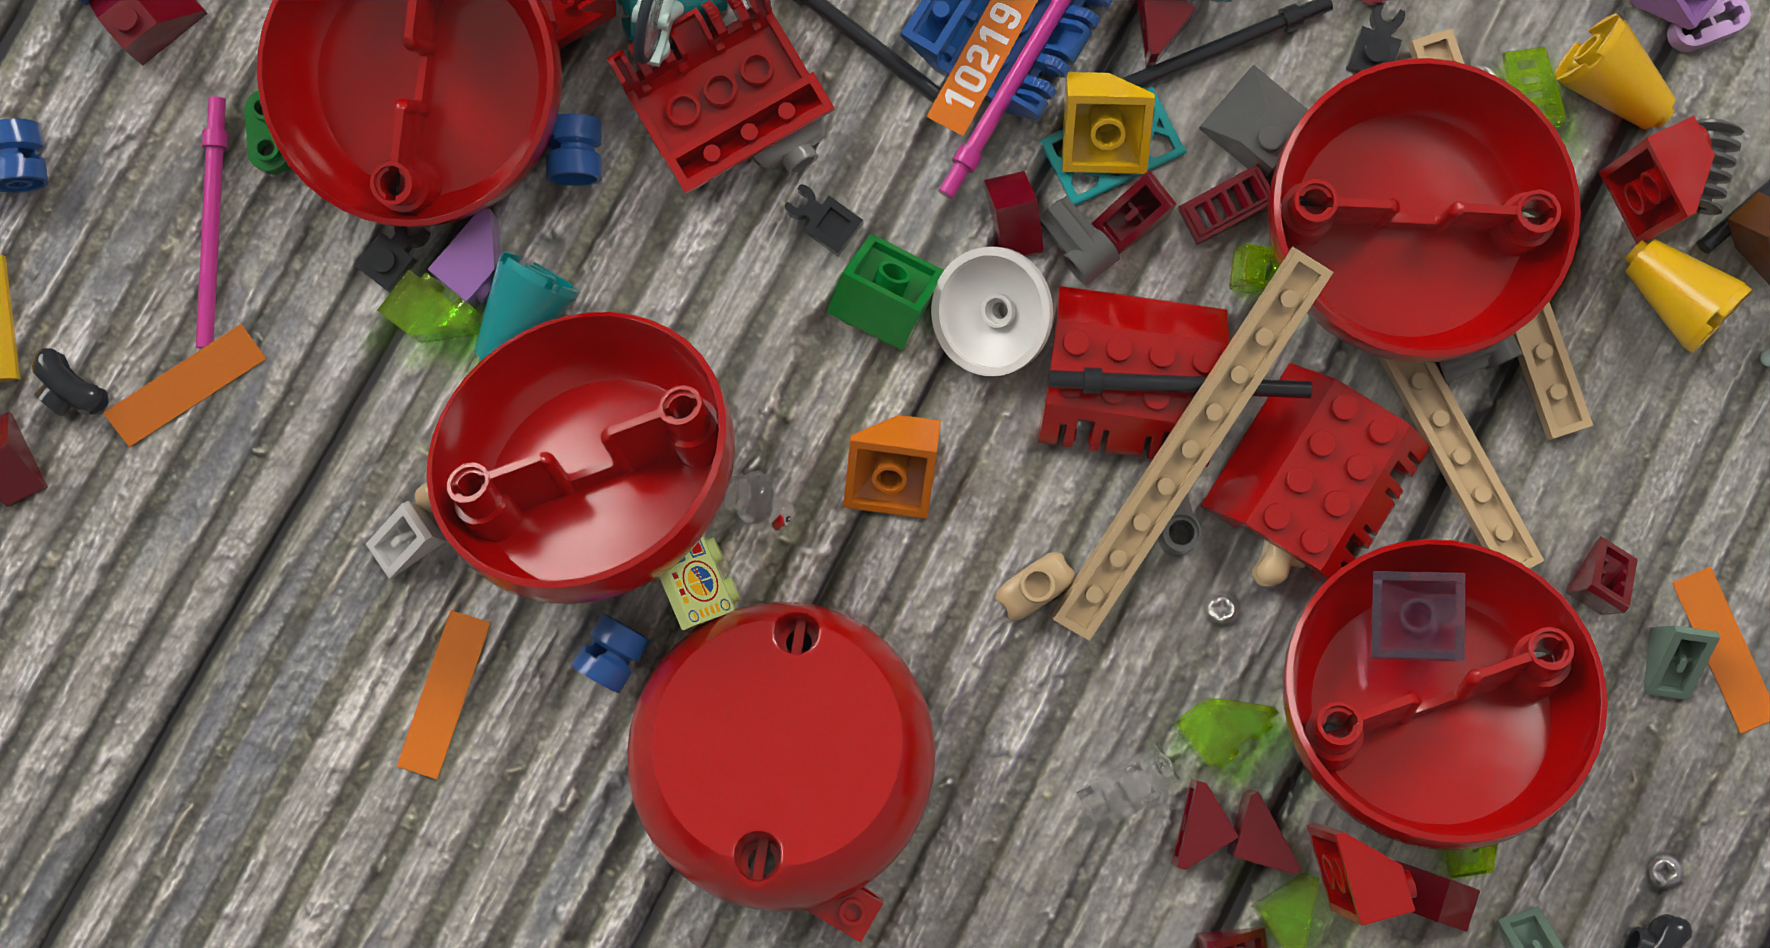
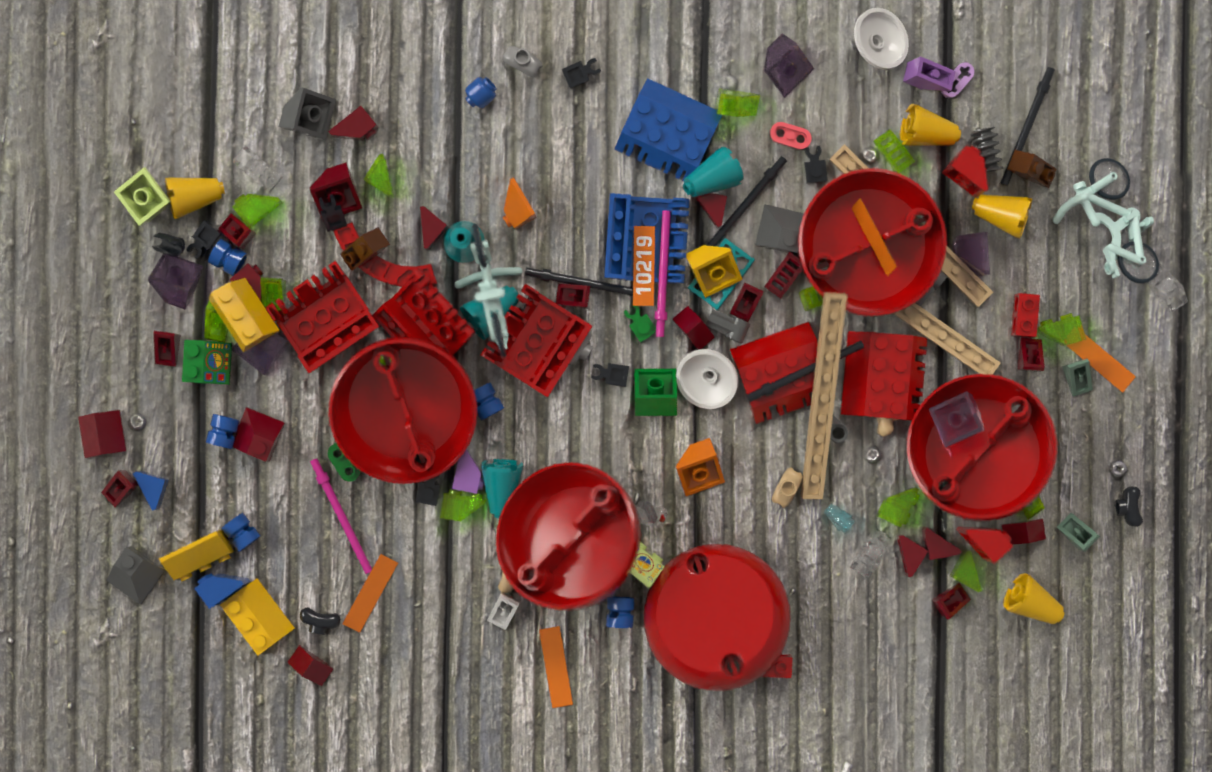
camera: 25 degrees left, 5 degrees up
(832, 49) = (573, 295): none -> dark red slope
(923, 164) = (641, 326): none -> green plate
(1103, 692) = (839, 518): none -> clear light blue cone
(1429, 207) = (874, 237): none -> orange sticker
(1597, 333) = (973, 252): none -> clear purple slope
(1632, 498) = (1025, 315): none -> red brick
(1688, 564) = (1063, 332): none -> clear neon green slope

